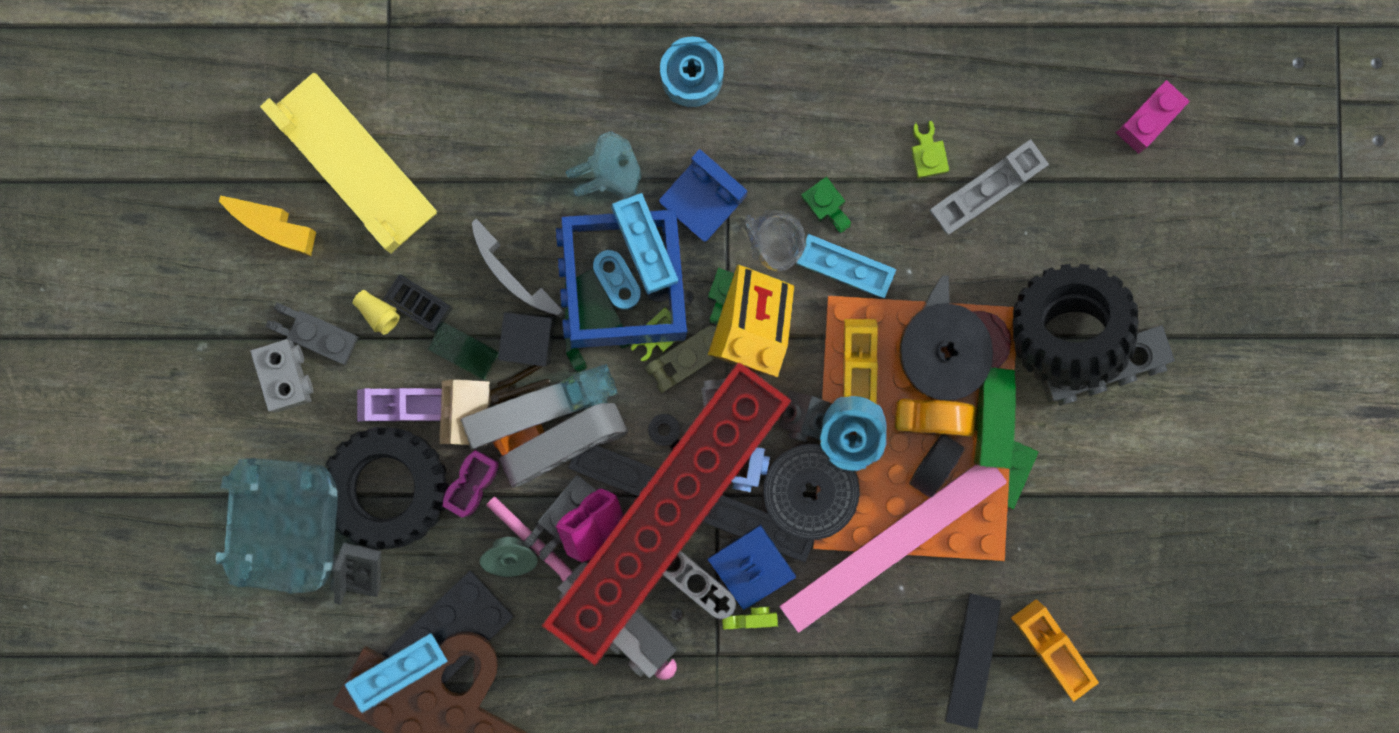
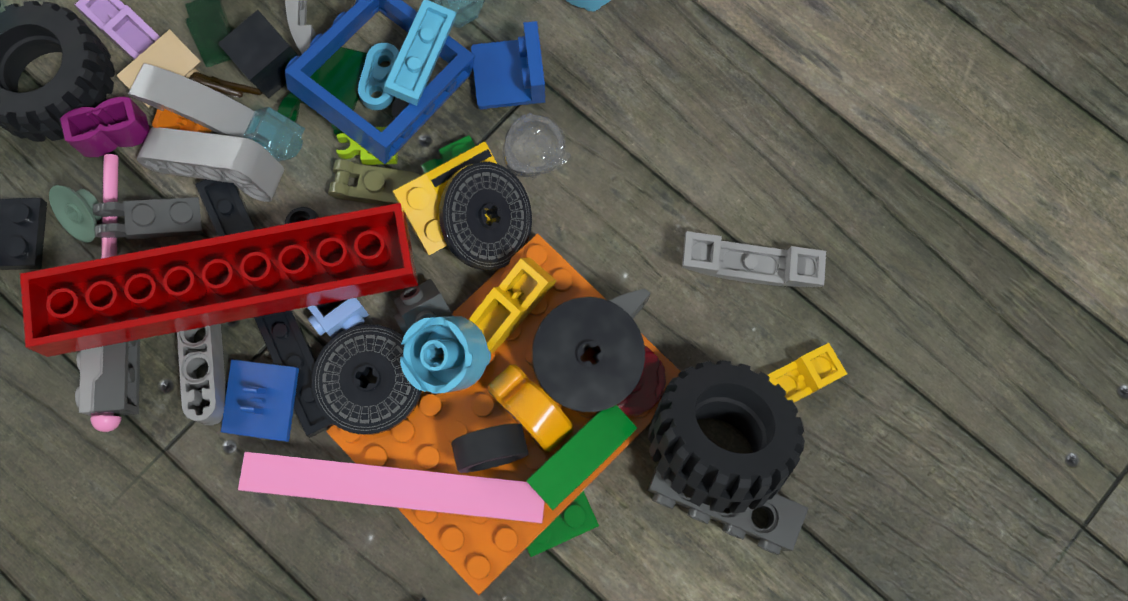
camera: 40 degrees right, 10 degrees down
(589, 525) = (151, 231): dark pink brick -> none
(758, 618) = (222, 448): lime plate -> none
(773, 301) = (464, 225): none -> black piece
(825, 202) = (605, 160): green plate -> none
(846, 267) = (574, 223): medium azure plate -> none
(928, 156) = (726, 194): lime plate -> none
(1086, 235) = (809, 373): none -> yellow slope
(1152, 117) = (952, 322): dark pink brick -> none

